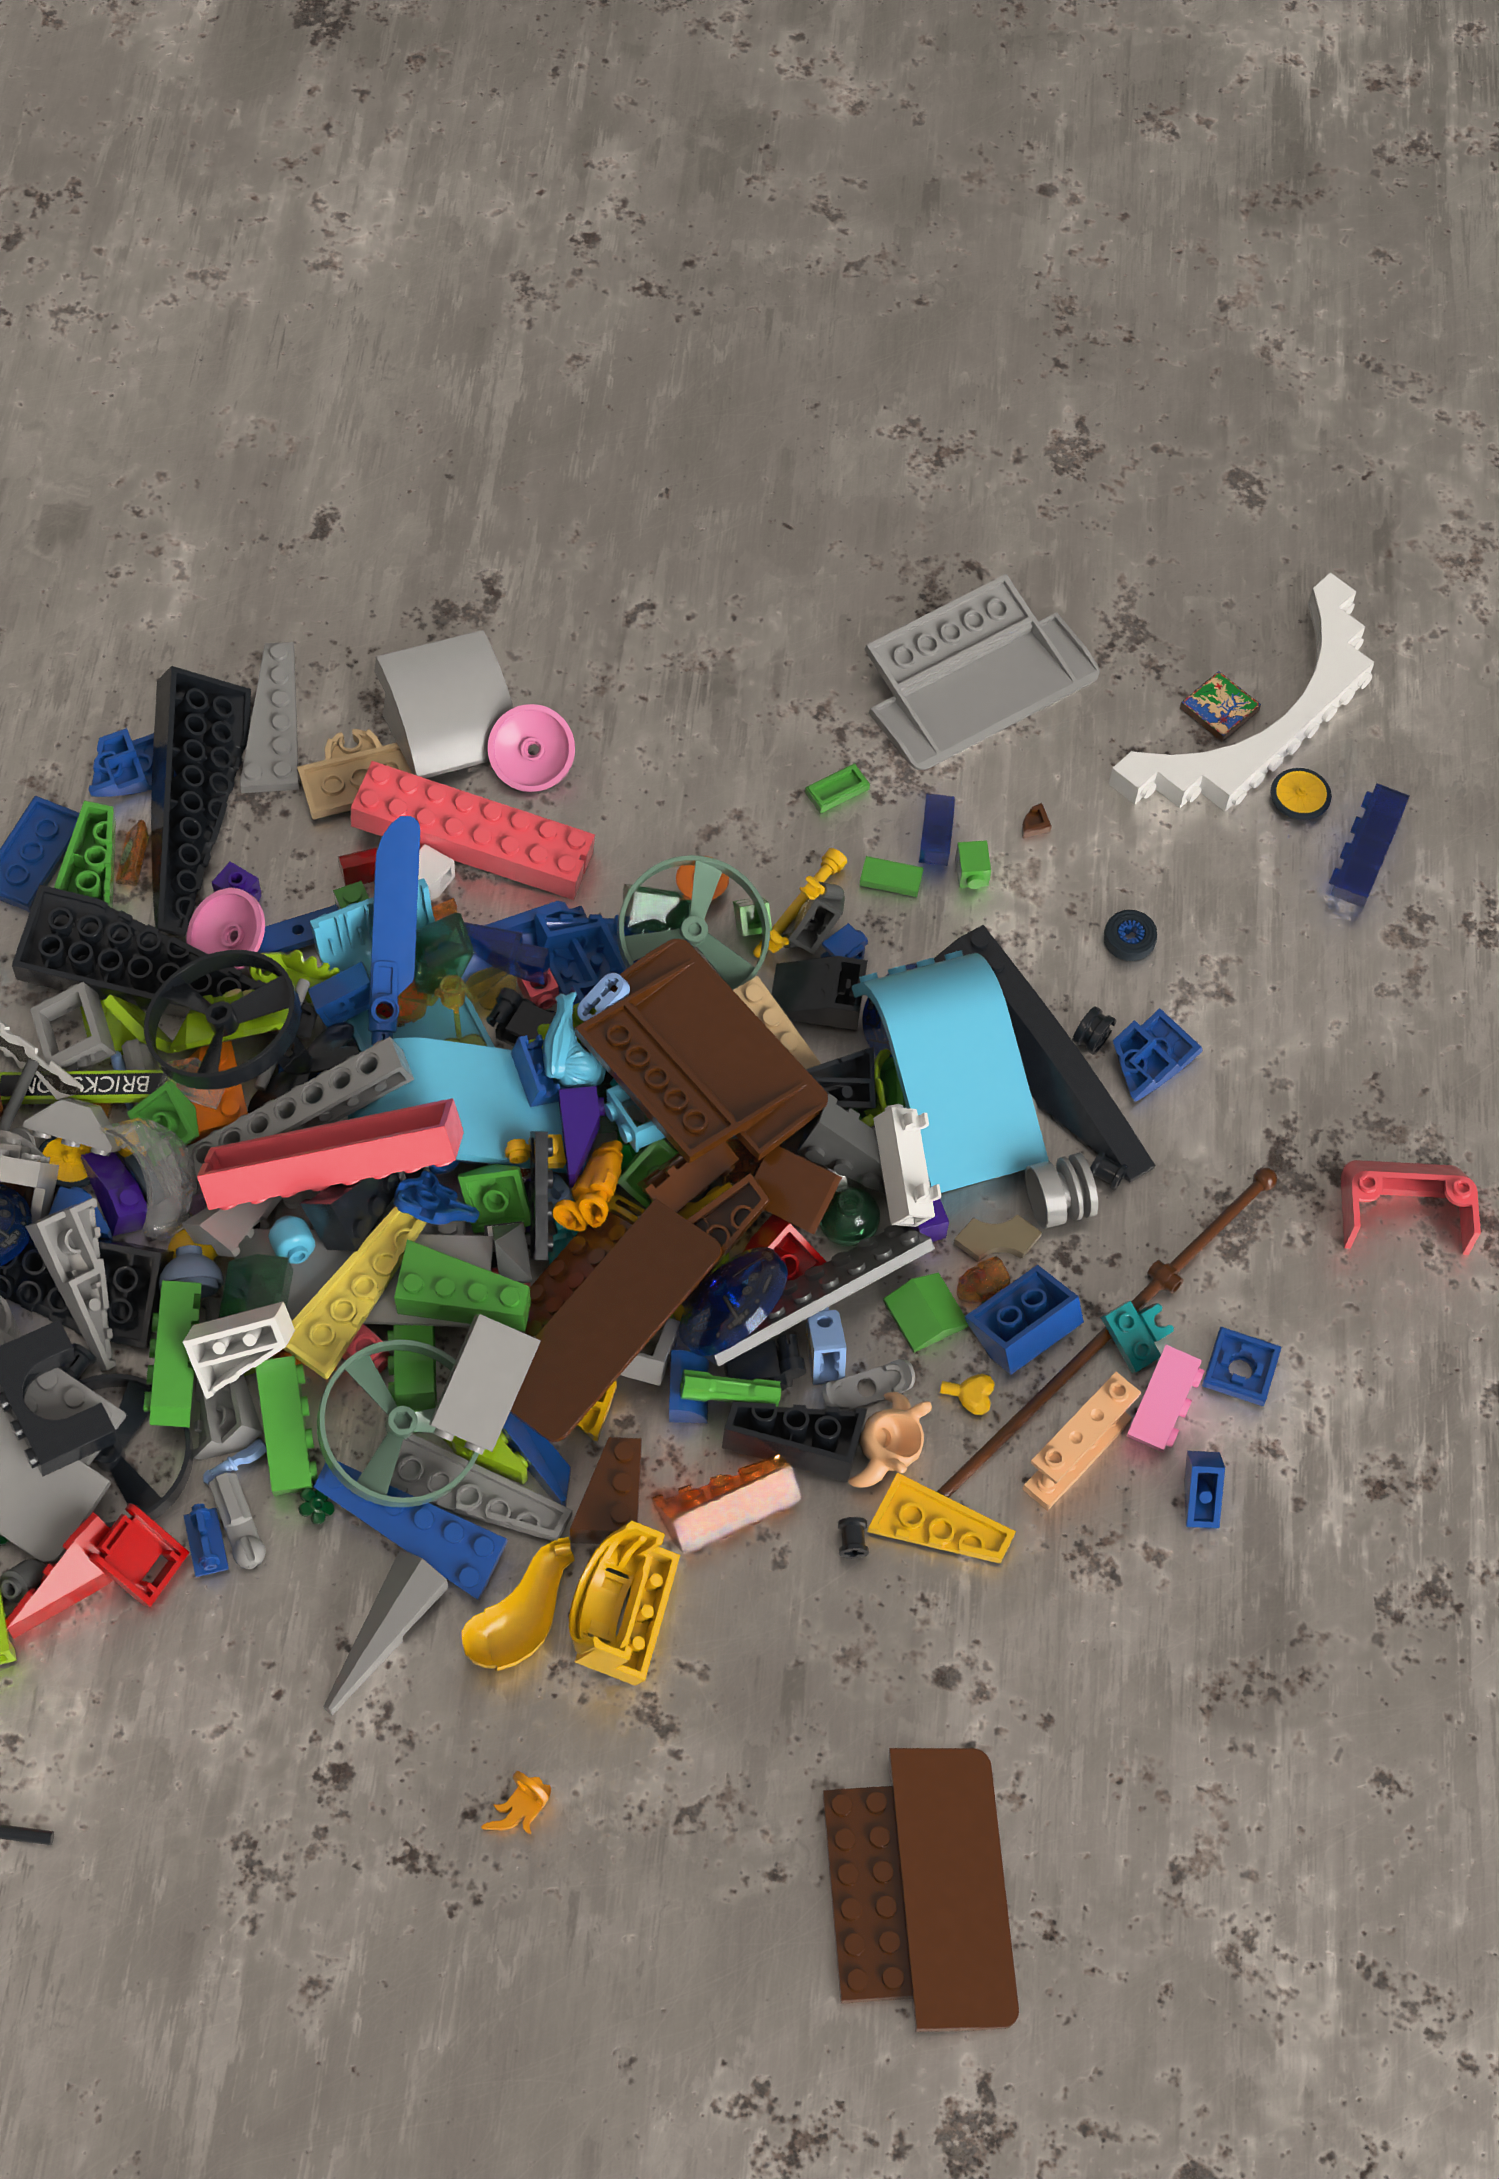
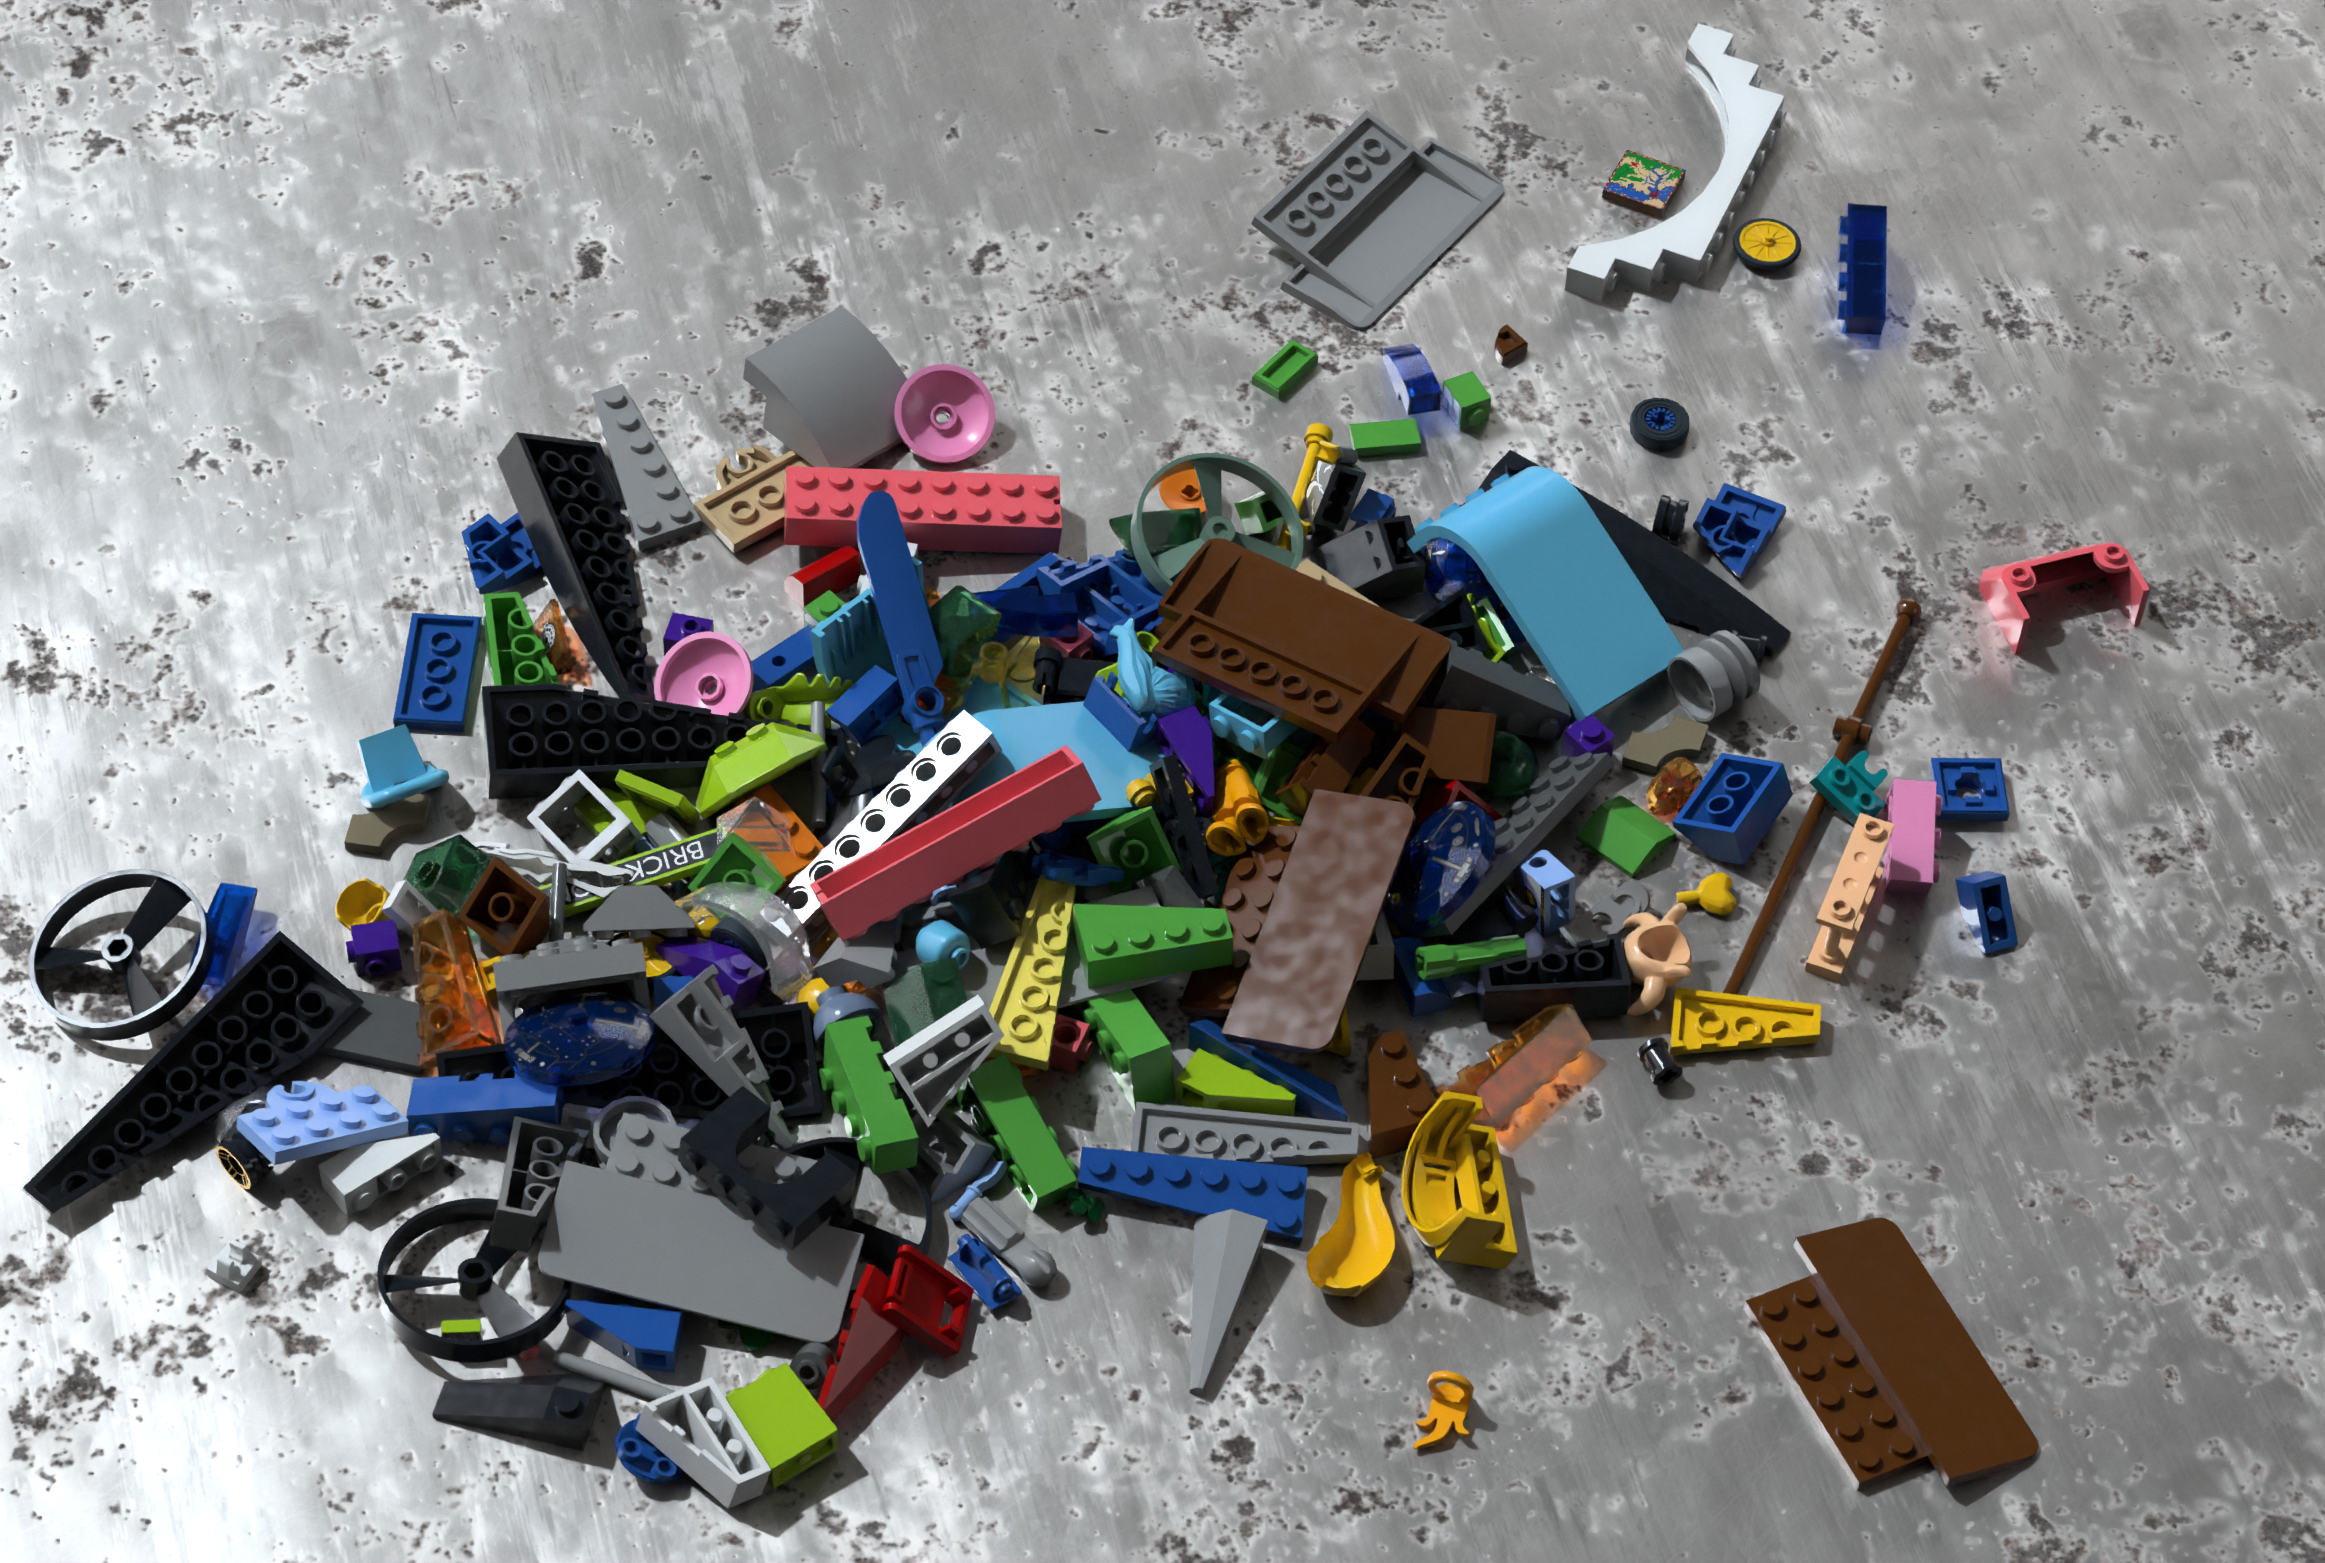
camera: 20 degrees left, 10 degrees down
(226, 1017) = (767, 749): black piece -> none
(399, 1425) = (1151, 1139): sand green piece -> none
(483, 1383) = (1226, 1009): light grey slope -> none
(602, 996) = (1161, 616): light blue beam -> none
(905, 1166) = (1550, 689): white brick -> none

